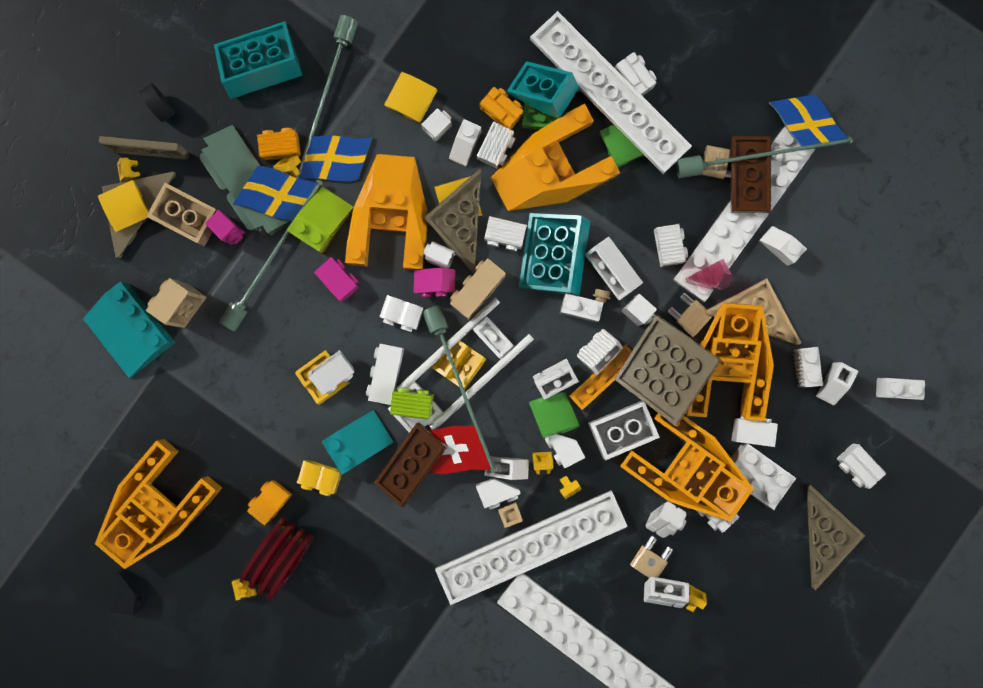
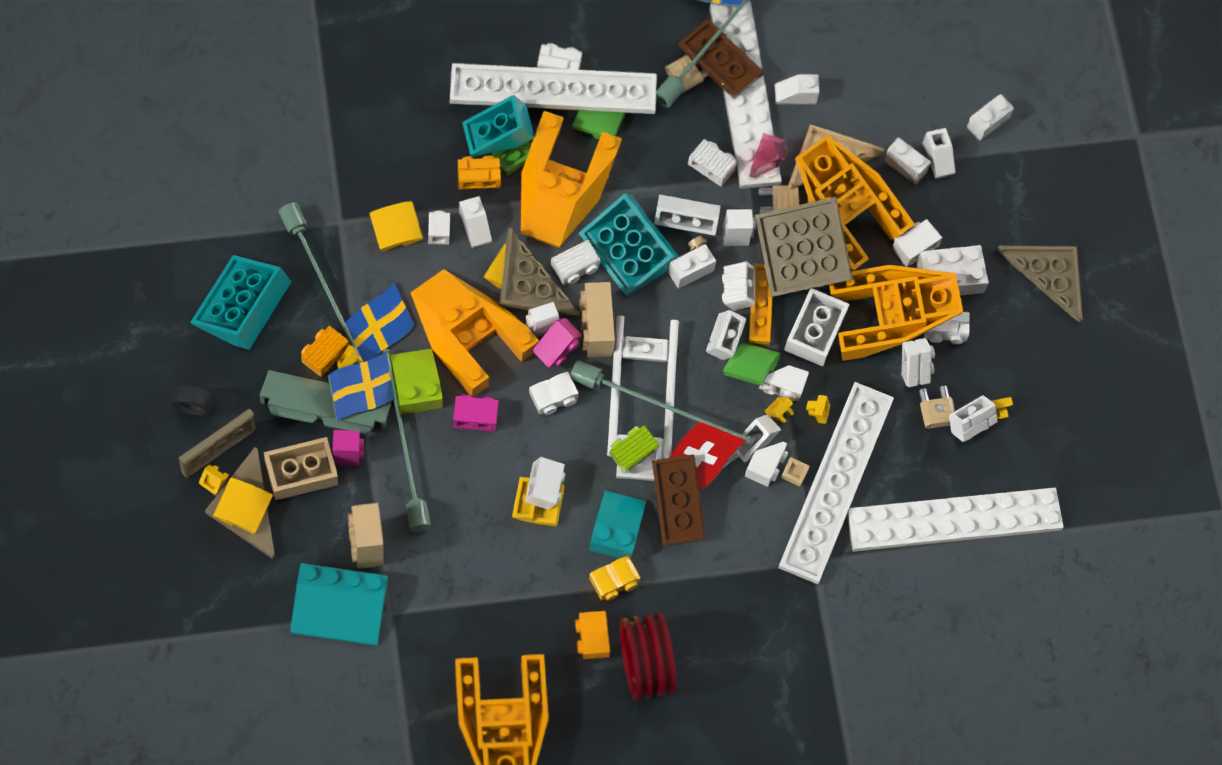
camera: 55 degrees left, 20 degrees down
(241, 590) = (639, 725): yellow tile -> none
(385, 373) = (587, 451): white brick -> none
(465, 360) = (642, 383): yellow slope -> none
(495, 145) = (501, 203): white brick -> none
(860, 466) = (1020, 198): white brick -> none

